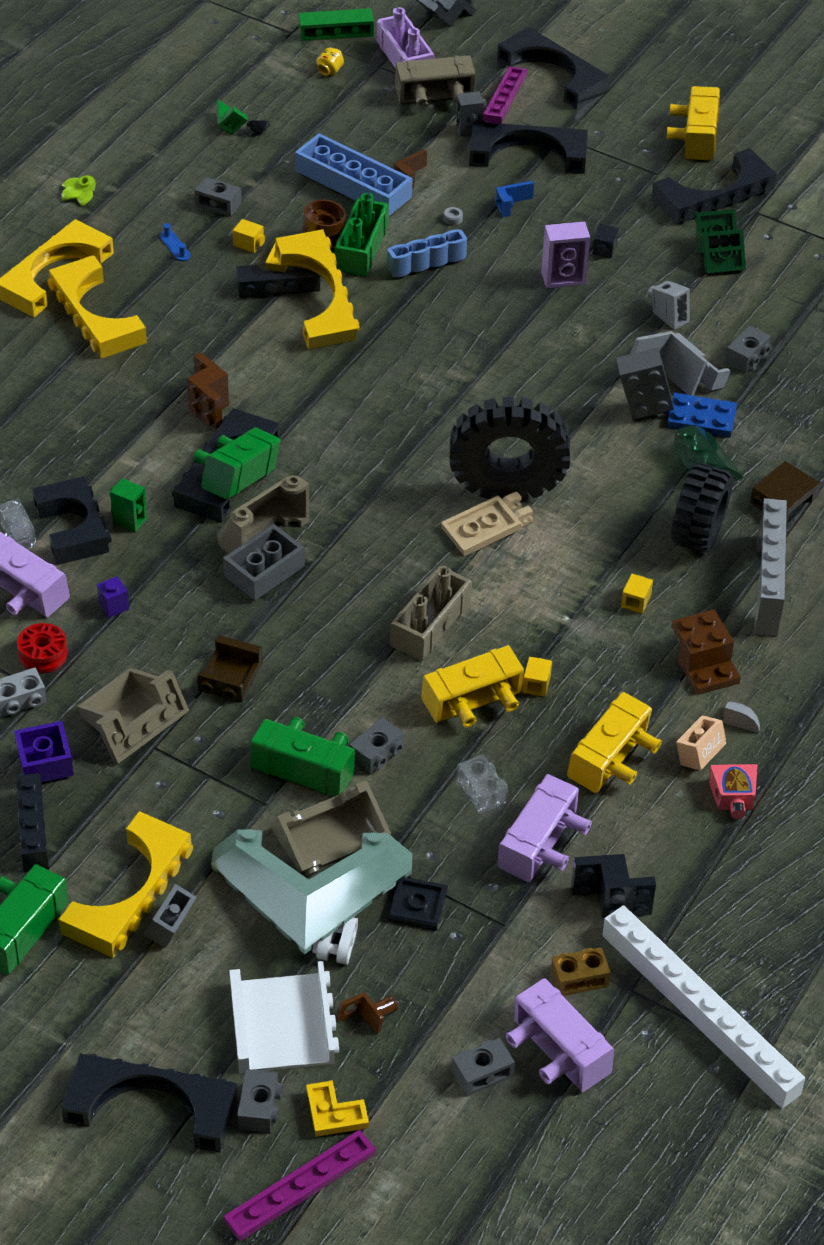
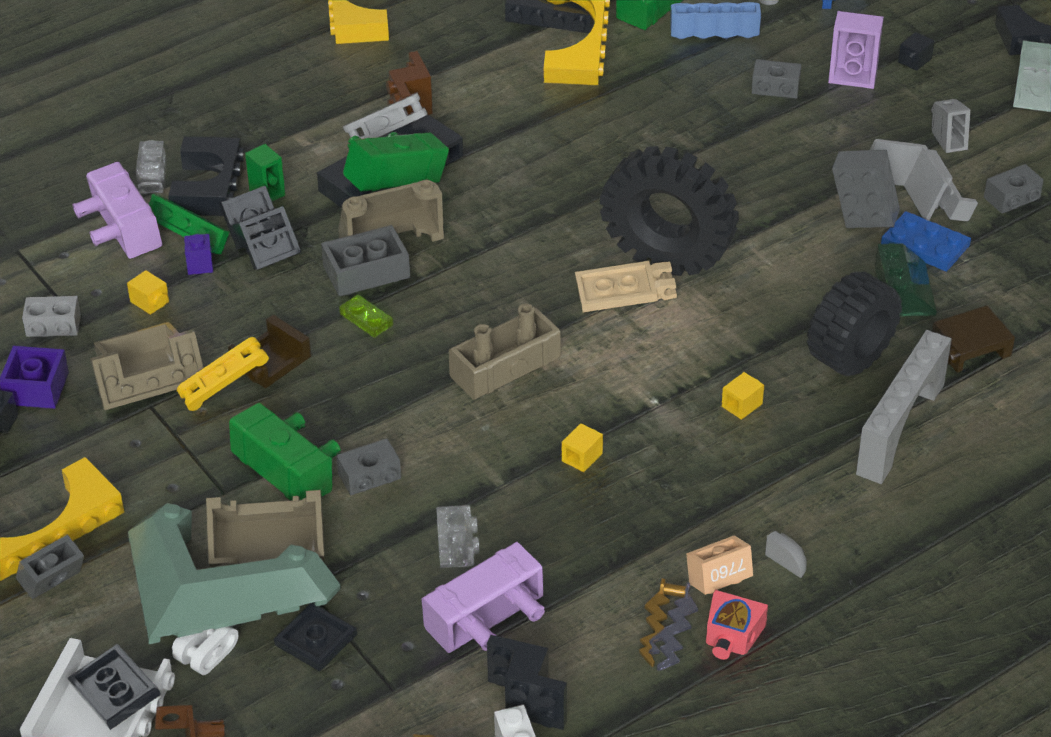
camera: 25 degrees right, 5 degrees down
(42, 647) = (101, 282): red wheel -> none
(85, 570) = (186, 222): none -> green plate
(90, 645) = (148, 292): none -> yellow brick
(154, 557) = (260, 227): none -> bracket
(204, 425) = (387, 118): none -> light grey plate
(207, 701) = (221, 373): none -> yellow plate
(288, 611) = (366, 315): none -> clear neon green plate
(290, 998) = (114, 686): none -> black tile
(472, 685) = (503, 435): yellow piece -> none
(506, 296) = (776, 78): none -> dark grey brick
(610, 742) = (616, 535): yellow piece -> none
(687, 811) = (685, 607): none -> piece
(706, 652) = (781, 474): reddish brown bracket -> none

